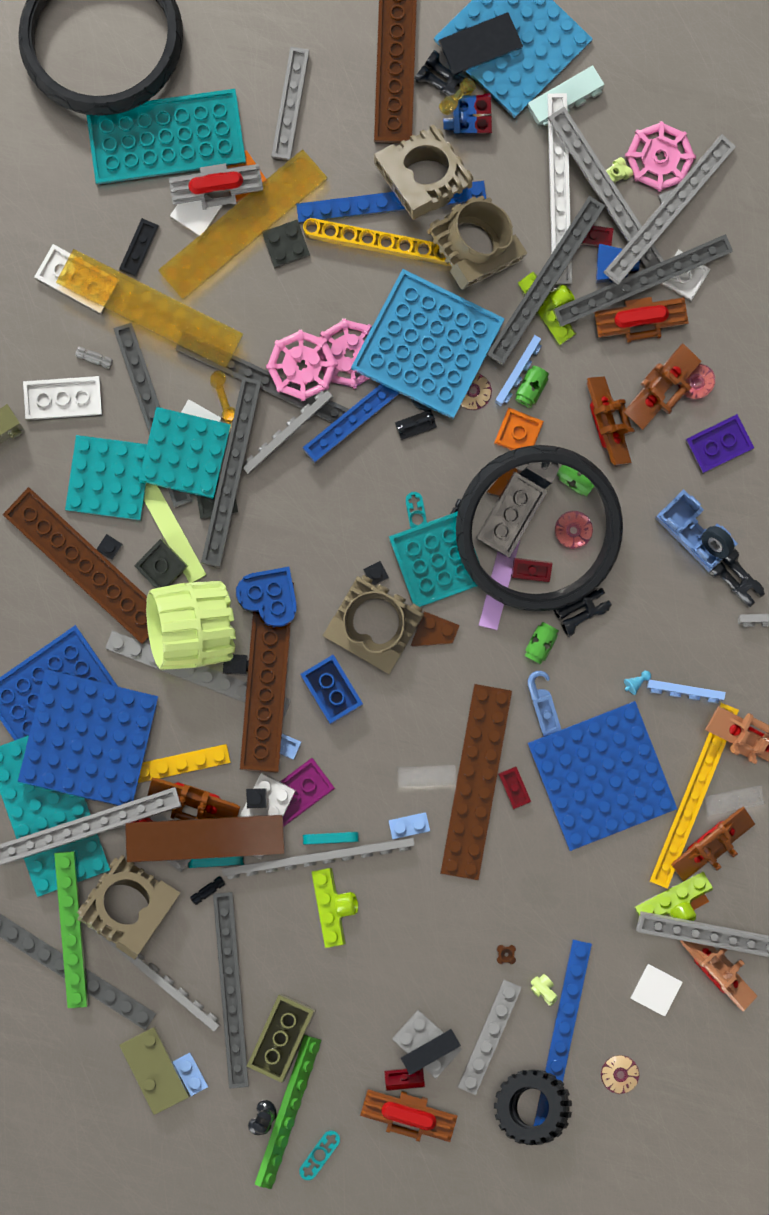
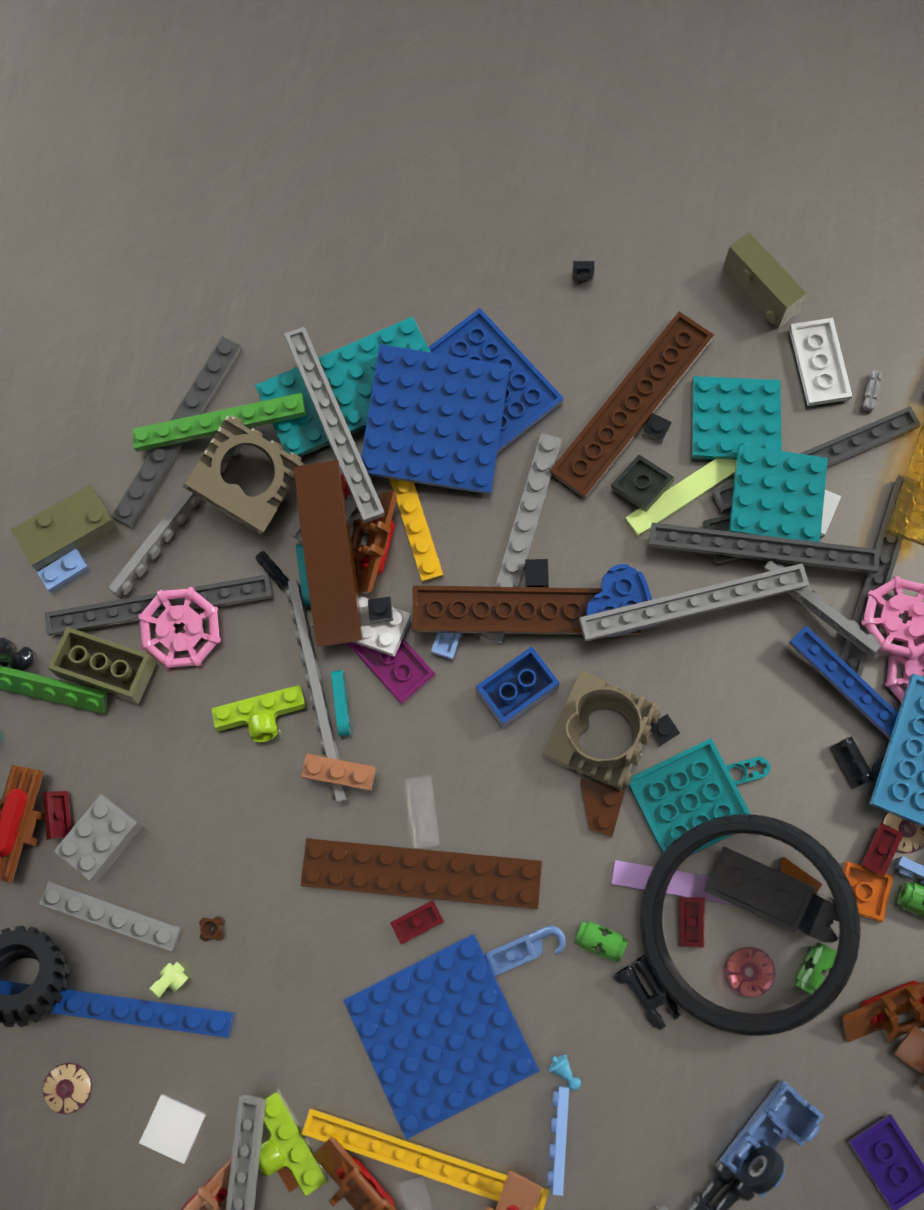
camera: 90 degrees right, 10 degrees down
(190, 625) = (576, 509): yellowish green wheel -> none
(217, 381) = (867, 527): clear yellow bar -> none
(265, 970) = (166, 631): none -> bright pink plate
(276, 536) = (693, 602): none -> light grey plate
(391, 841) = (338, 772): none -> nougat plate
(409, 825) = (363, 803): light blue plate -> none
(430, 1051) = (83, 840): black tile -> none
(488, 413) = (882, 850): none -> dark red plate

